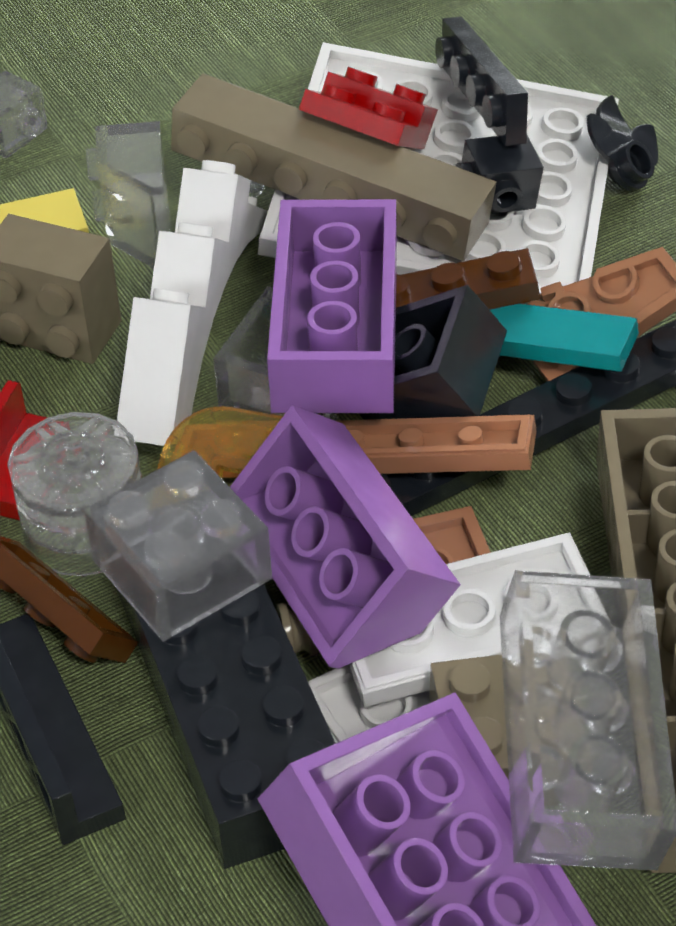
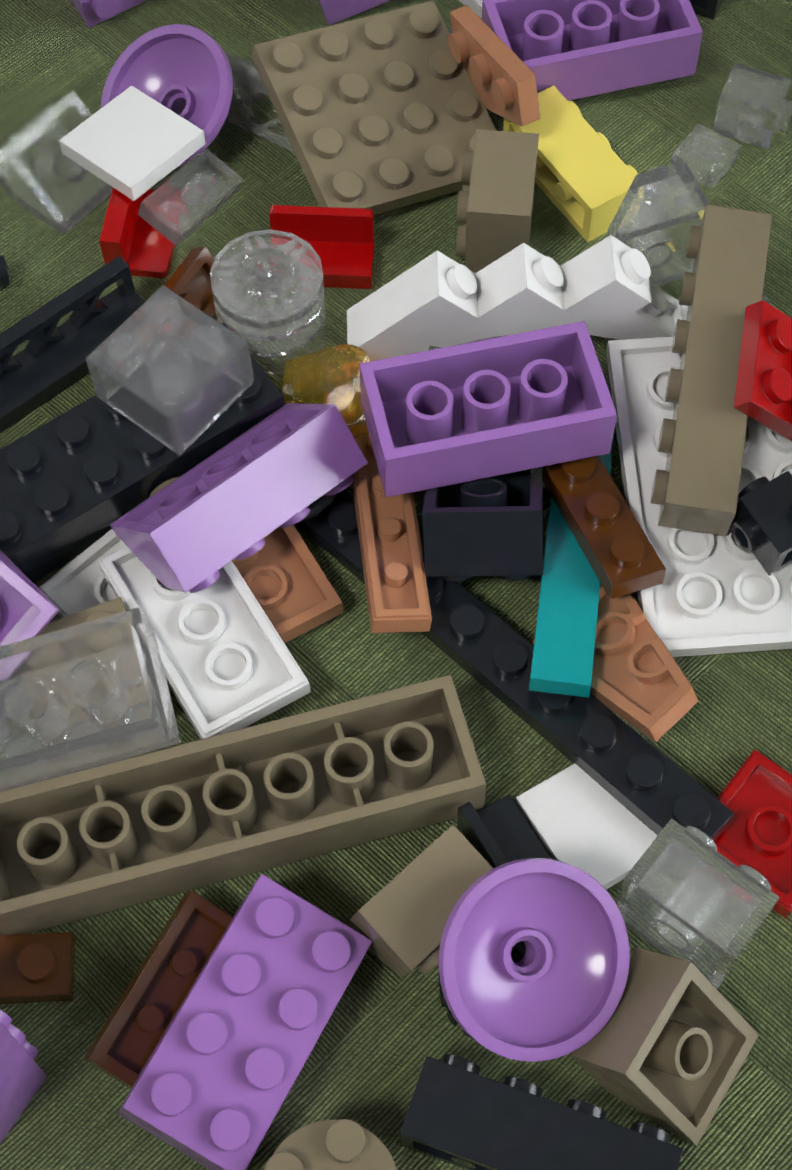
camera: 75 degrees right, 15 degrees up
(44, 165) = (707, 154): none -> clear plate

